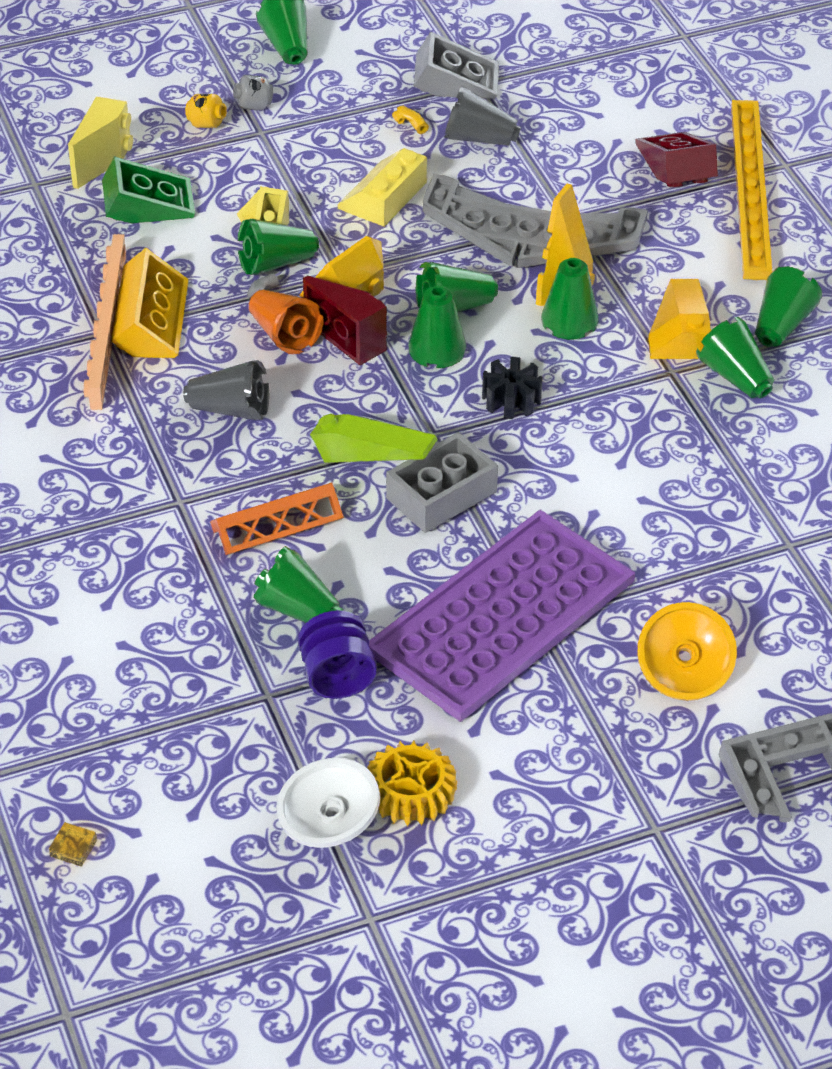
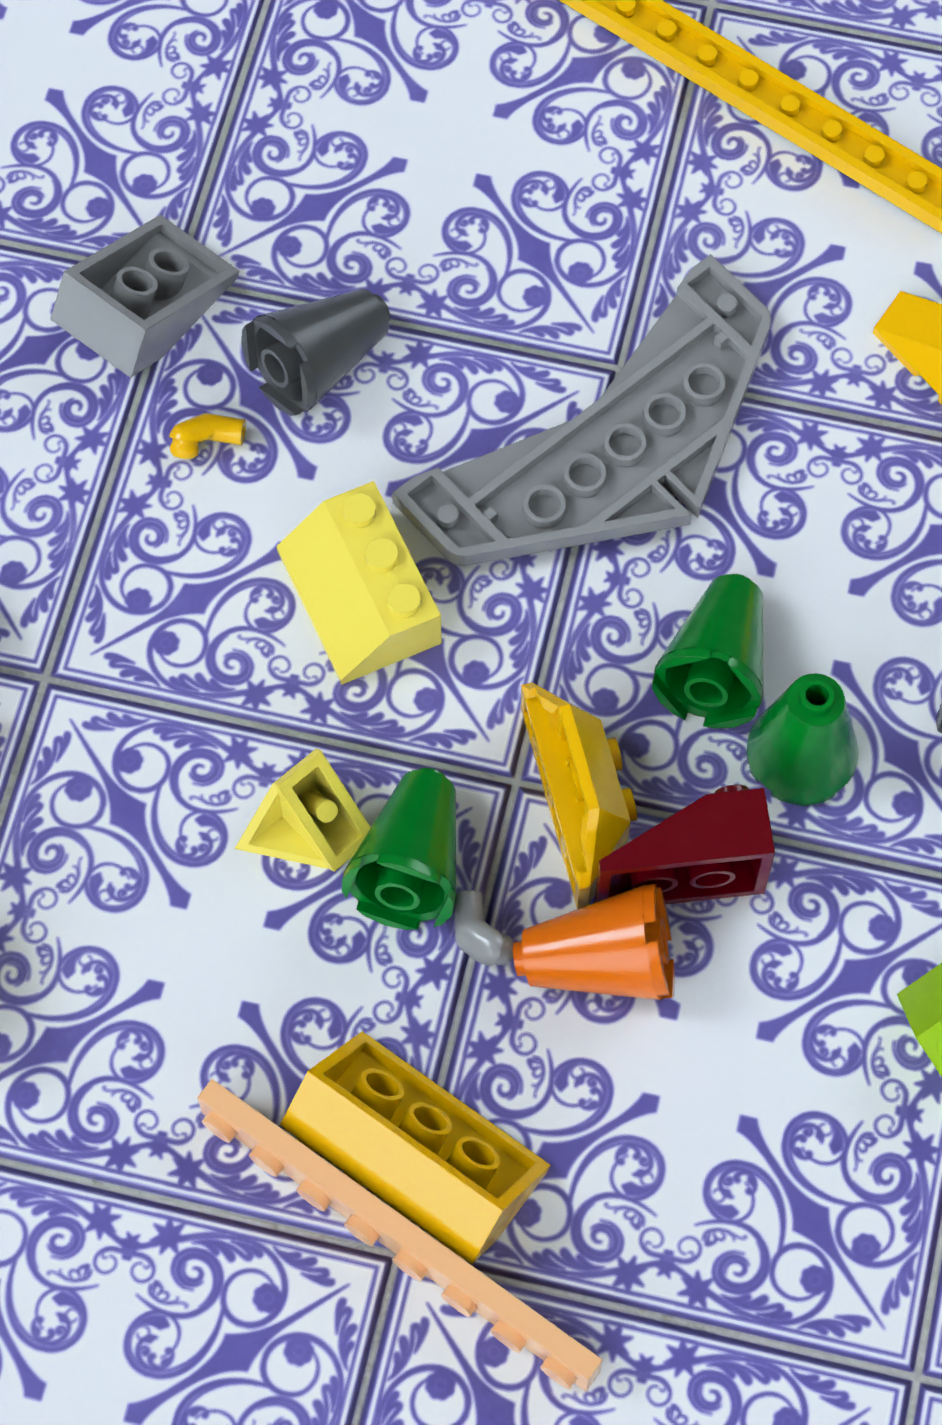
camera: 55 degrees left, 20 degrees up
(145, 193) = (97, 970): green slope -> none
(231, 391) = (739, 1147): dark grey cone -> none
(566, 242) = (783, 448): yellow wedge -> none
(571, 302) = (868, 508): green cone -> none
(679, 157) = (605, 128): dark red slope -> none

